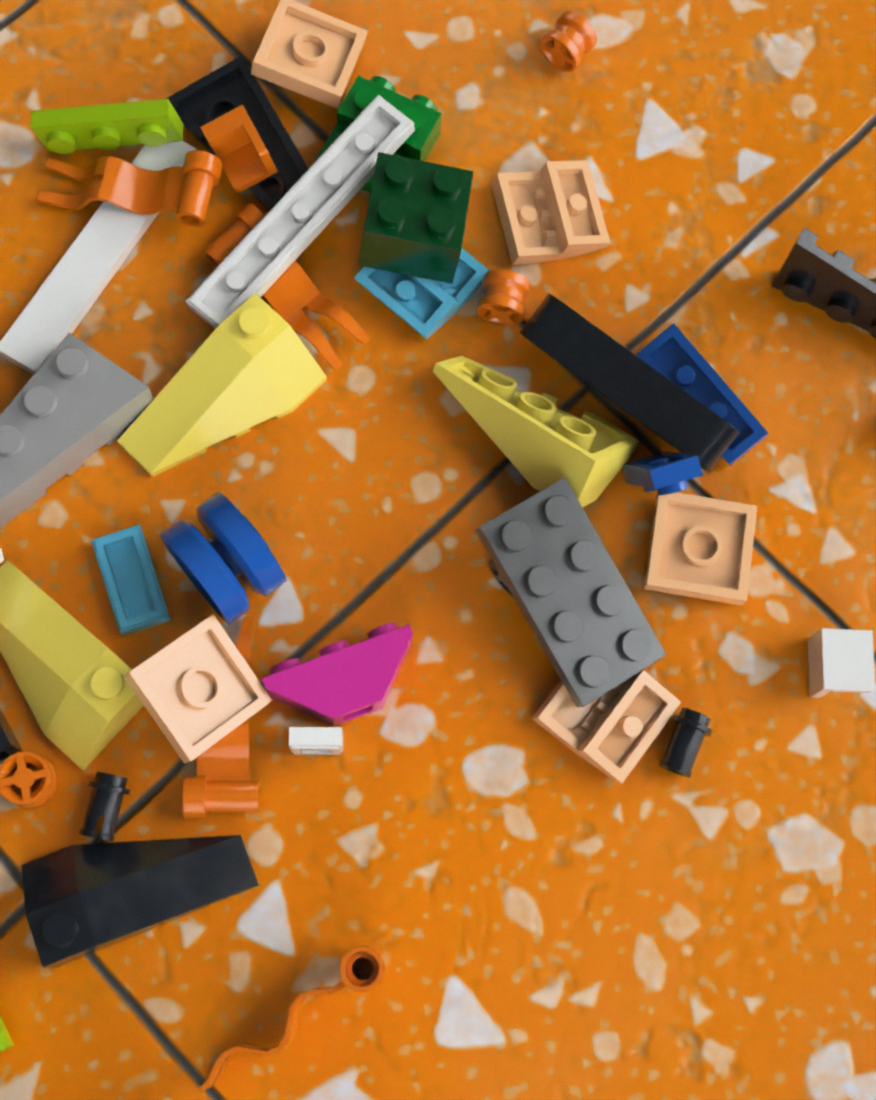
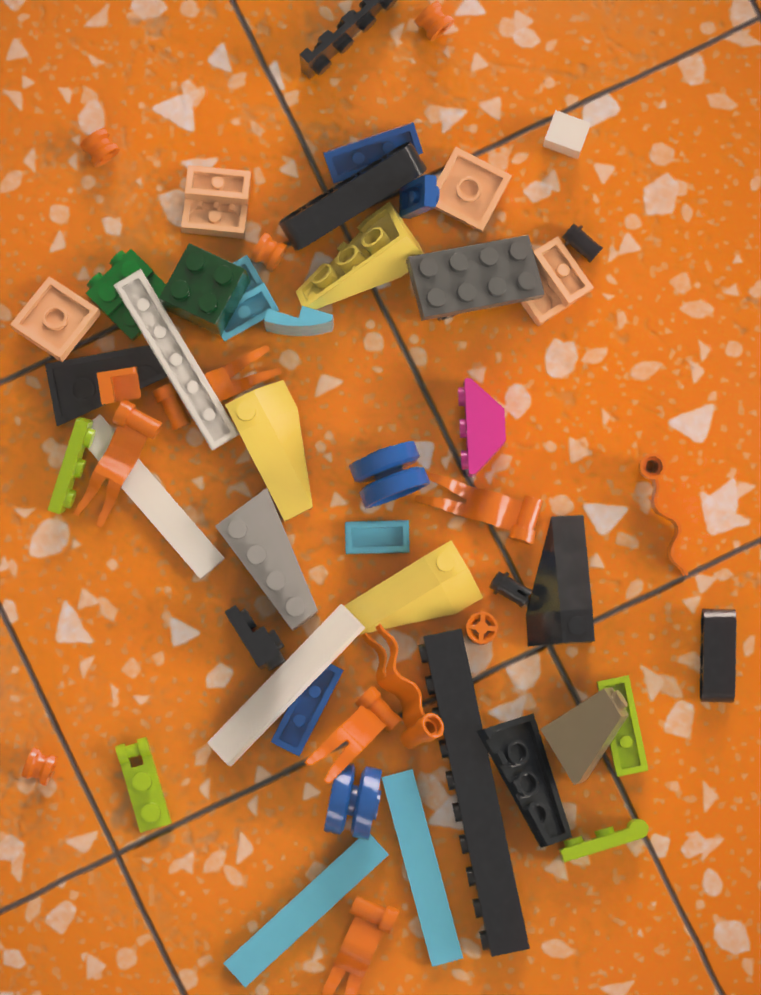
camera: 65 degrees left, 10 degrees up
(198, 688) = (464, 511): light nougat plate -> none
(316, 740) = (512, 455): white tile -> none
(412, 360) = (309, 323): none -> medium azure slope

